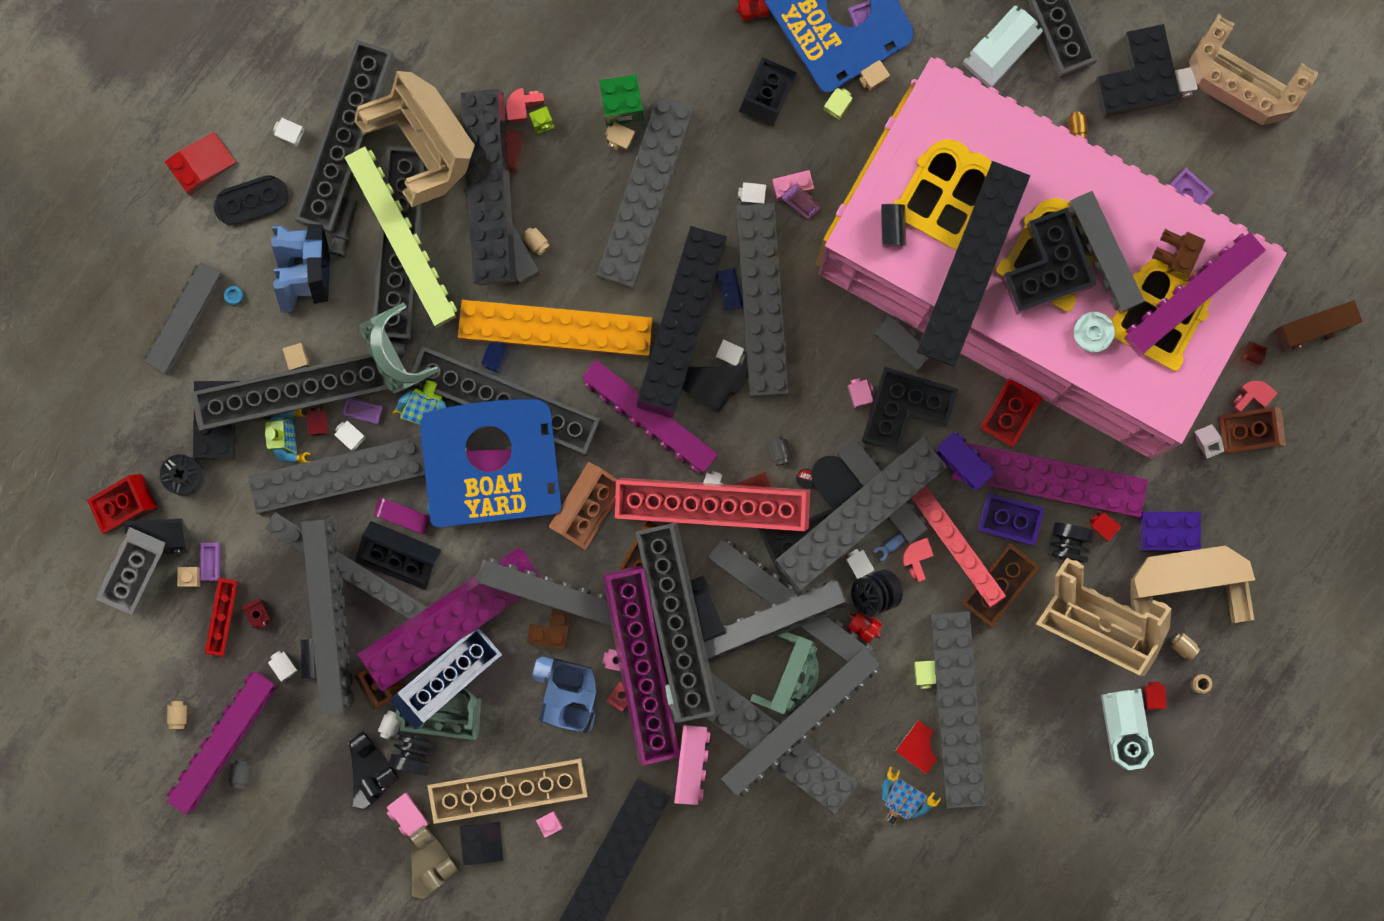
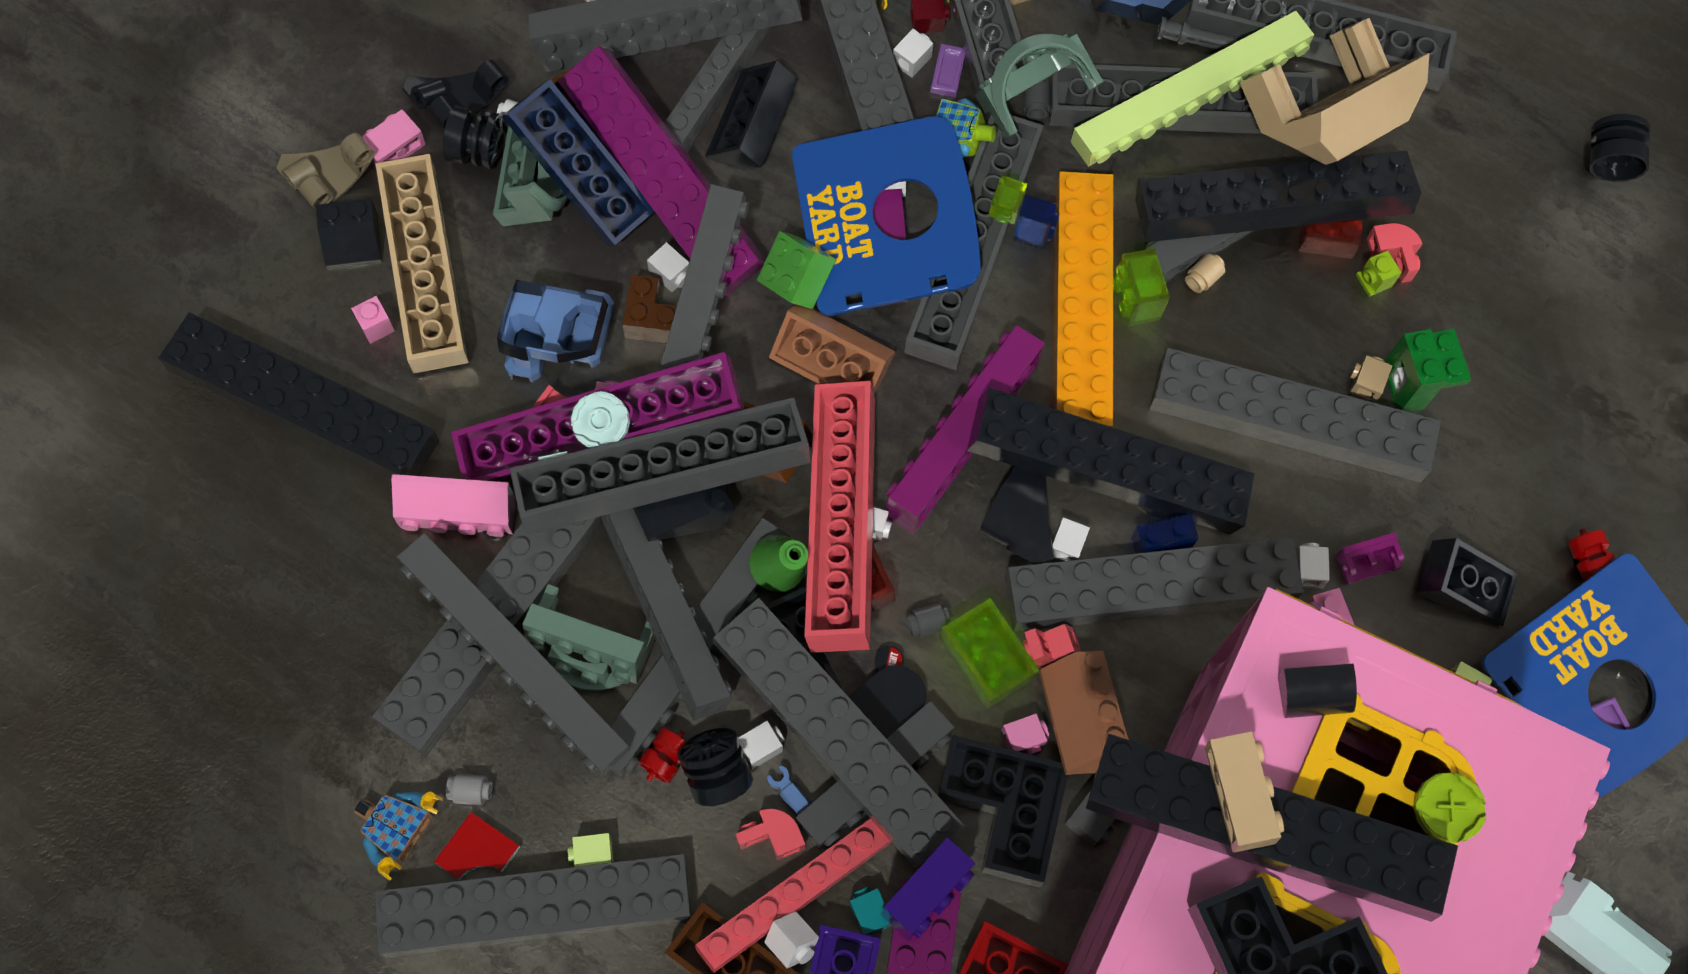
camera: 80 degrees right, 15 degrees down
(401, 516) = (806, 116): magenta beam -> none
(485, 376) = (1007, 200): none -> clear neon green brick
(517, 616) = (668, 267): none -> white brick
(529, 527) = (796, 270): none -> bright green brick
(549, 288) = (1141, 287): none -> clear neon green brick
(645, 662) = (600, 419): none -> light aqua tile
(741, 547) = (778, 562): none -> bright green cone
(748, 154) = (1370, 558): none -> magenta hinge
(802, 371) = (1050, 645): none -> coral brick
(806, 412) = (988, 653): none -> clear neon green brick
(850, 354) = (1081, 708): none -> nougat slope
(881, 752) = (468, 789): none -> light grey brick
(959, 278) = (1244, 791): none -> tan brick
(963, 157) = (1450, 807): none -> lime tile
(968, 499) = (867, 911): none -> teal brick
(988, 548) = (791, 940): none -> white brick

